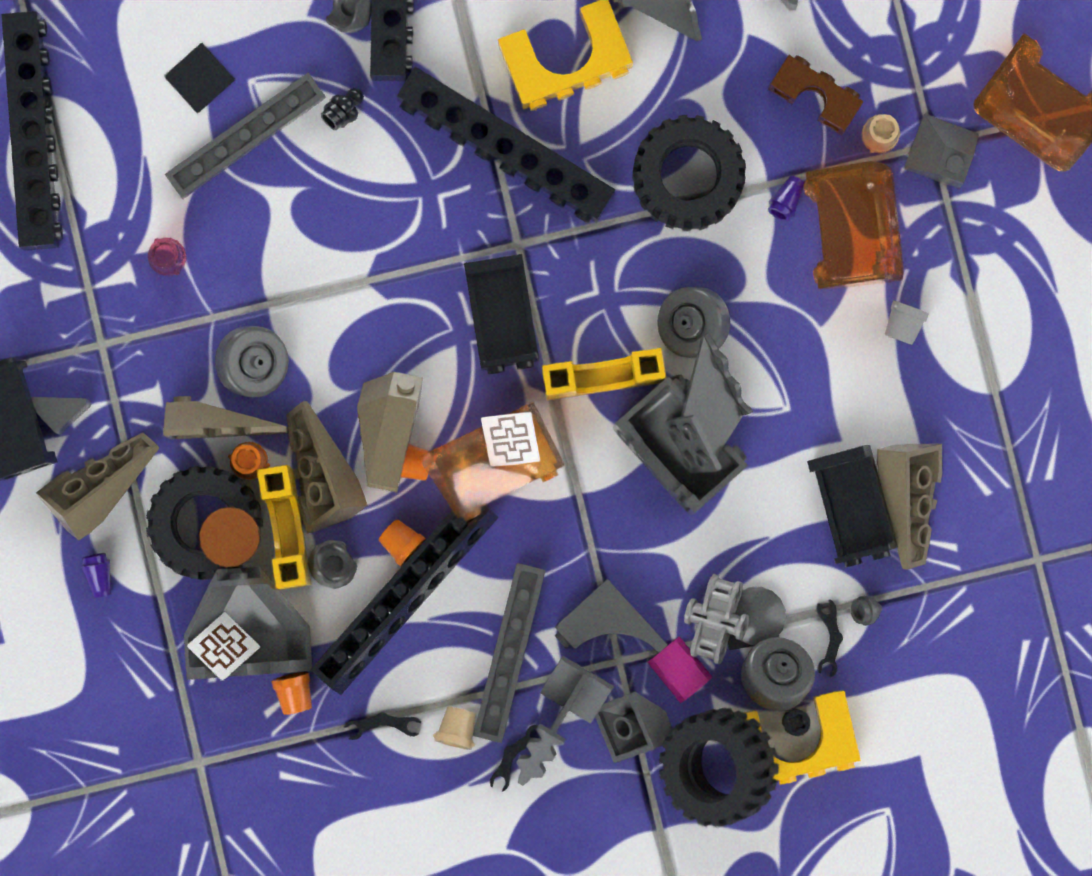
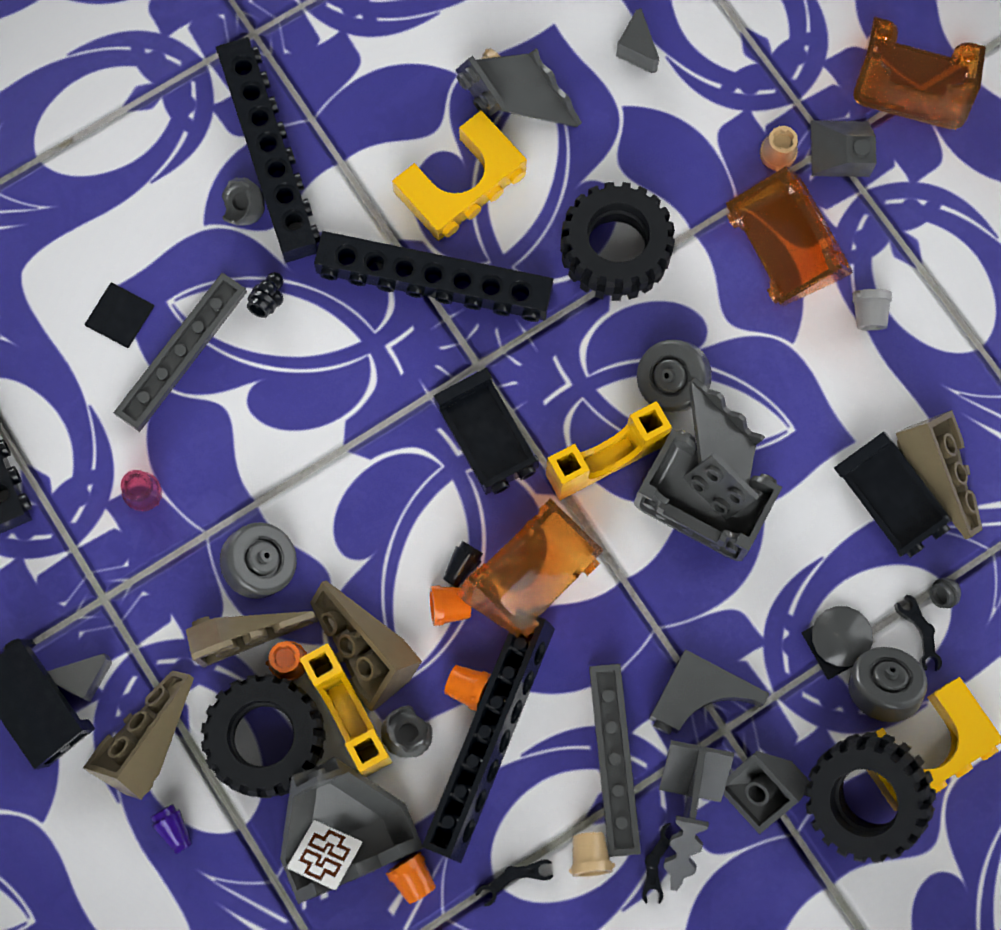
camera: 20 degrees left, 10 degrees down
(229, 537) = (294, 738): dark orange tile -> none
(386, 424) = (412, 572): dark tan wedge -> none
(436, 428) = (462, 564): none -> black cone
(510, 439) = (540, 544): white sticker -> none
(679, 670) = (788, 717): dark pink piece -> none
(713, 628) = (806, 664): light grey axle -> none
(786, 199) = (716, 238): dark purple cone -> none
(797, 77) = (729, 134): reddish brown arch -> none
(798, 730) = (927, 718): black bush -> none

